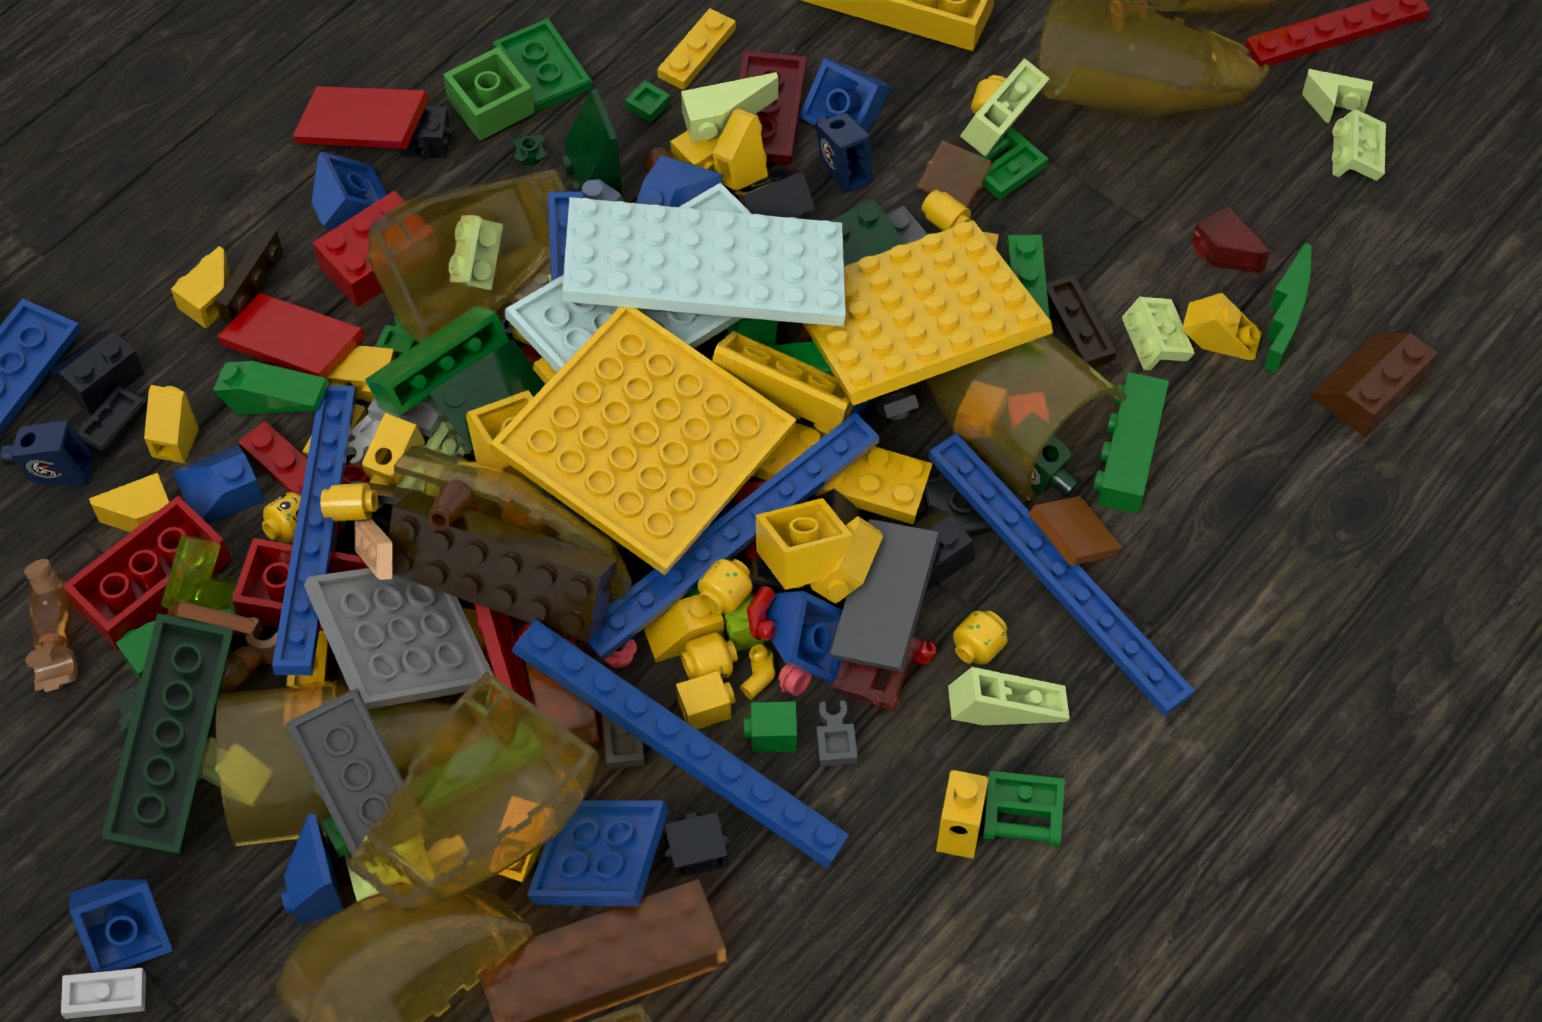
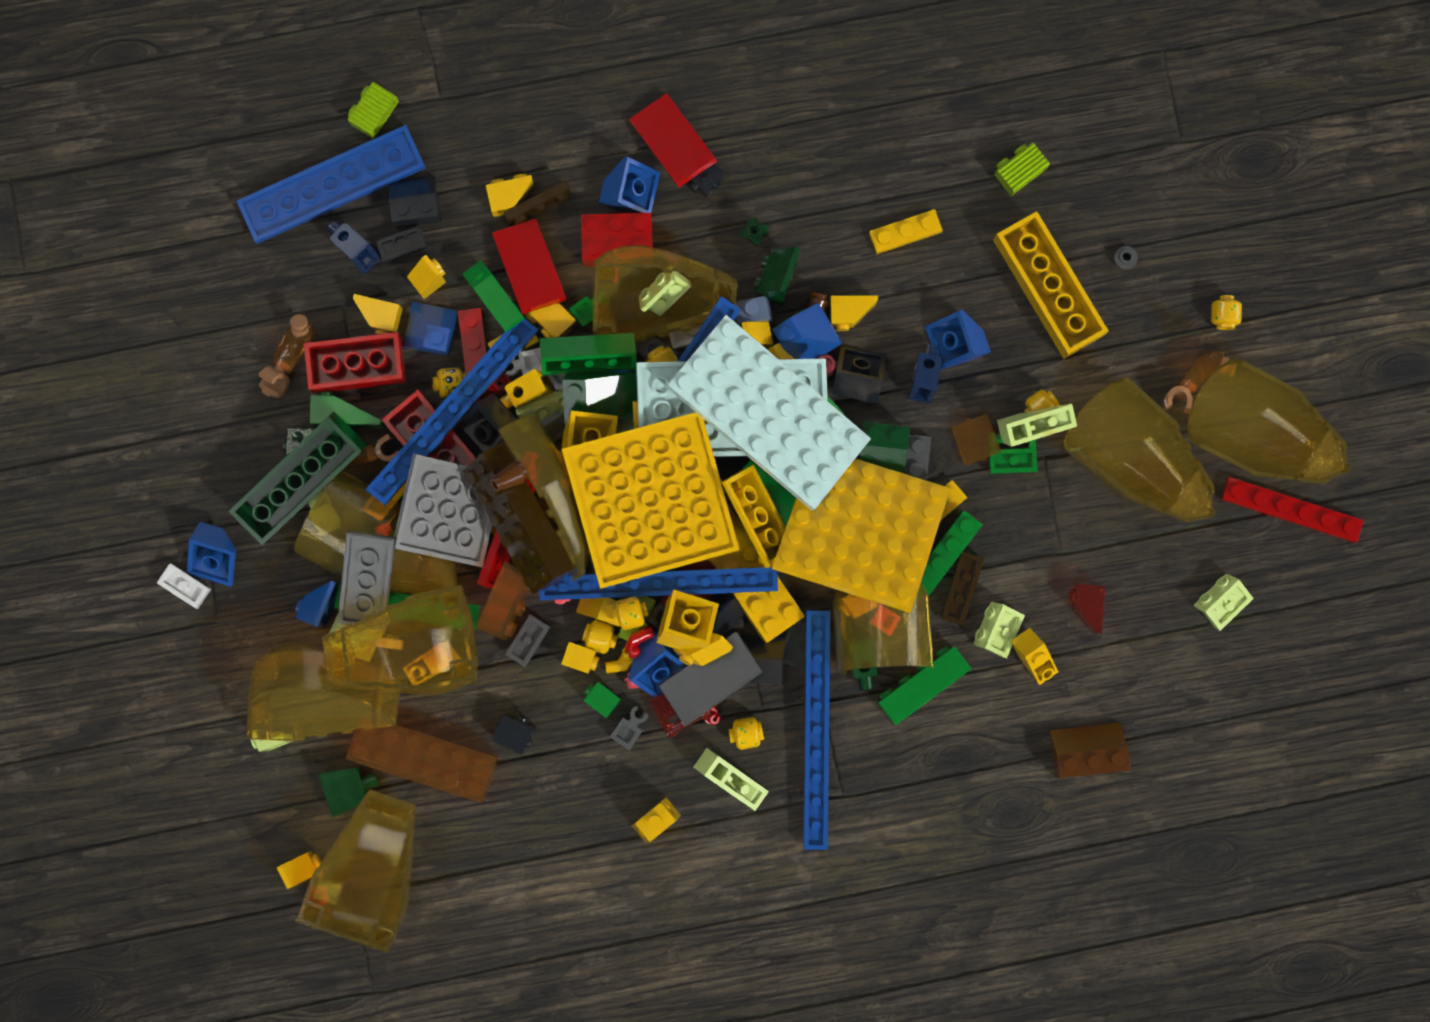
camera: 35 degrees right, 25 degrees up
(184, 610) = (359, 429): dark orange tile -> none
(191, 577) = (370, 394): clear neon green plate -> none
(349, 502) = (473, 416): yellow brick -> none
(374, 548) = (466, 454): light nougat tile -> none
(489, 93) = (757, 178): bright green brick -> none
(545, 64) = (808, 174): green tile -> none
(600, 855) = (463, 712): blue plate -> none
(648, 101) = (845, 250): green plate -> none
(680, 743) = (541, 679): blue plate -> none
(710, 107) = (873, 300): yellowish green slope -> none
(740, 151) = (862, 336): yellow slope -> none
(780, 117) = (910, 307): dark red plate -> none
(944, 210) = (949, 462): yellow brick -> none
(1027, 797) = (695, 835): green plate -> none
(1075, 530) = (845, 714): dark orange tile -> none
(1288, 303) = (1090, 668): green slope -> none
(1328, 90) = (1238, 551): yellowish green slope -> none

